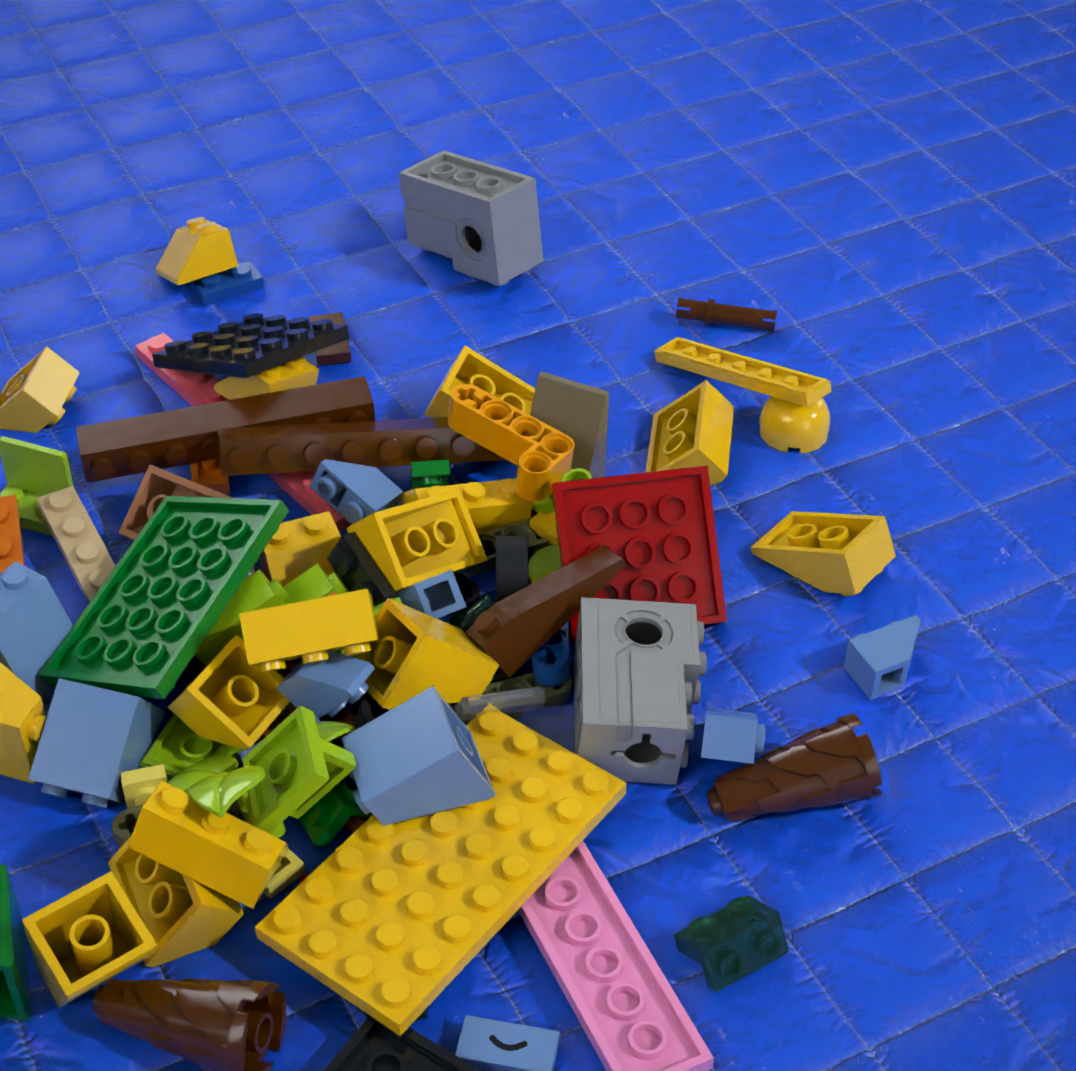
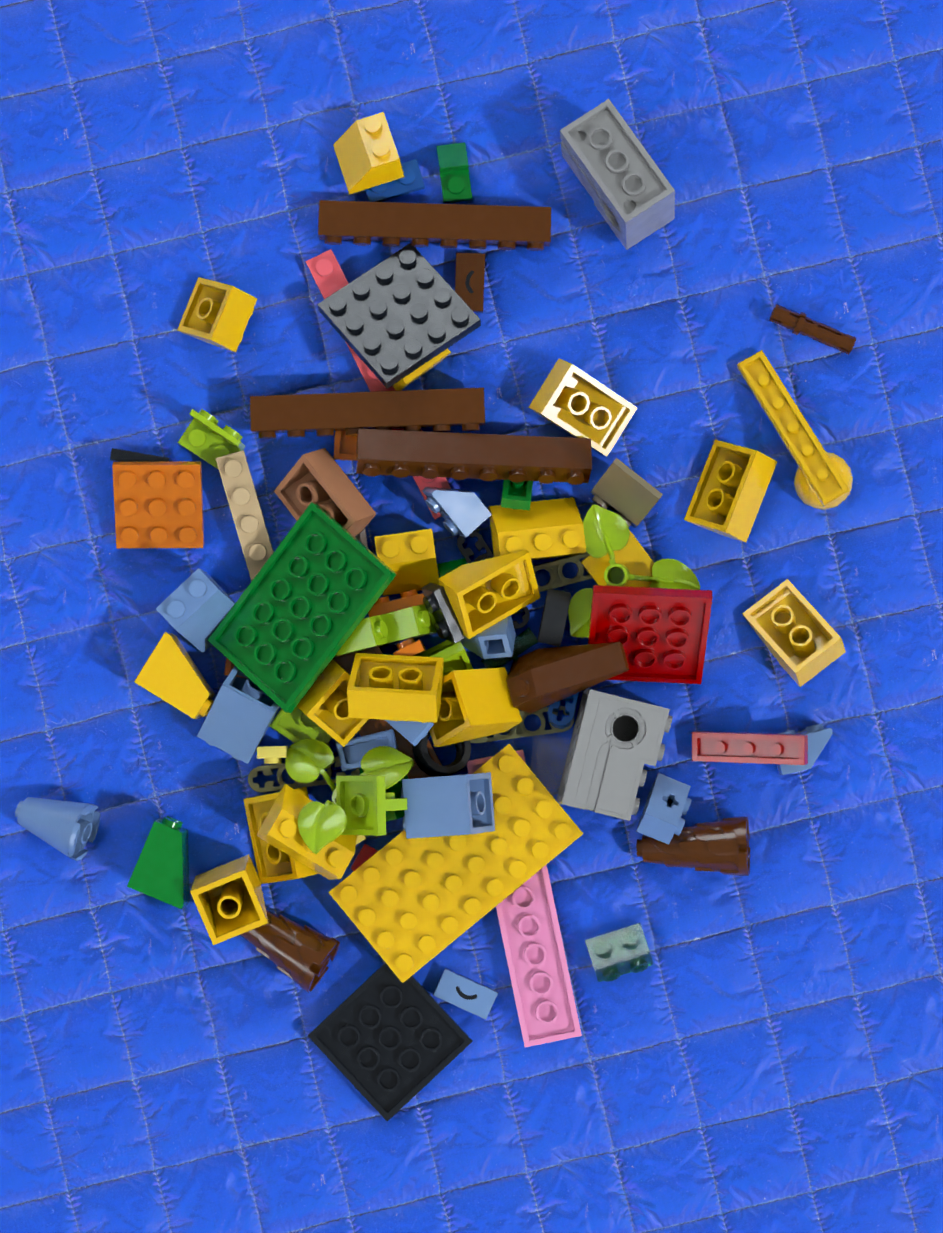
camera: 15 degrees right, 45 degrees up
(294, 267) = (454, 172): none -> green slope
(295, 294) = (434, 224): none -> reddish brown brick
(506, 702) = (517, 744): clear tile -> none
(532, 445) = (577, 500): light orange beam -> none
(819, 651) = (750, 748): none -> plate

